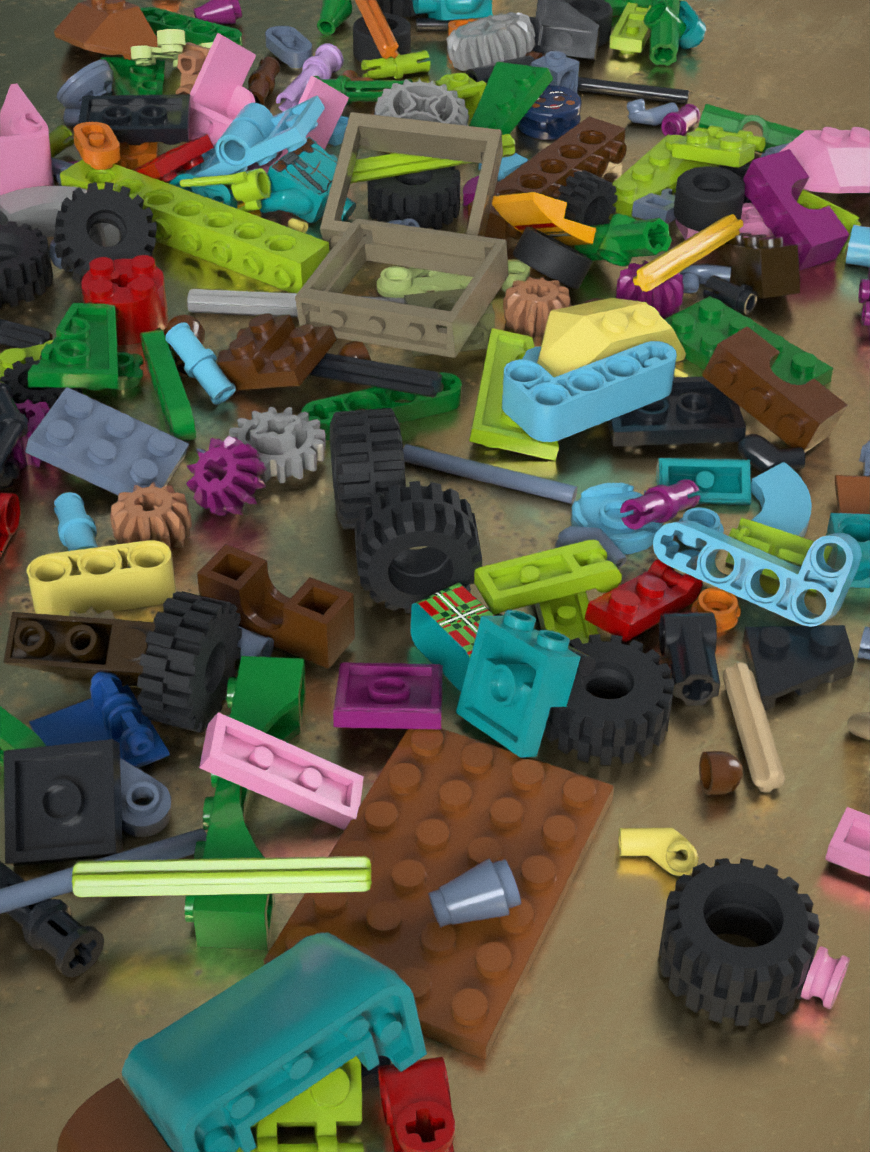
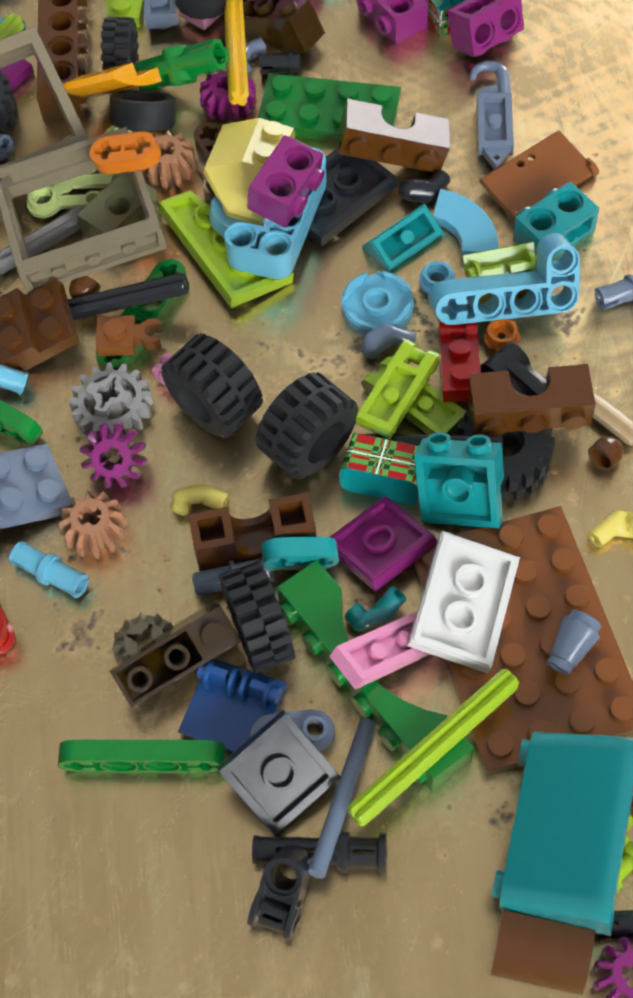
camera: 35 degrees left, 20 degrees up
(103, 578) = (109, 613): light yellow beam -> none
(278, 563) = (198, 494): none -> light yellow arm
(287, 637) = (299, 552): none -> teal beam
(333, 749) = (378, 614): none -> teal arm
(340, 395) = (122, 334): none -> dark orange plate
(404, 785) = (464, 602): none -> white tile
(480, 252) = (125, 152): none -> orange beam
(490, 474) = (276, 321): sand blue bar -> none
(604, 344) = (290, 173): none -> magenta brick
(660, 504) = (406, 279): magenta pin -> none
(695, 674) = (500, 409): none -> reddish brown arch
(796, 658) = (572, 335): black wing -> none

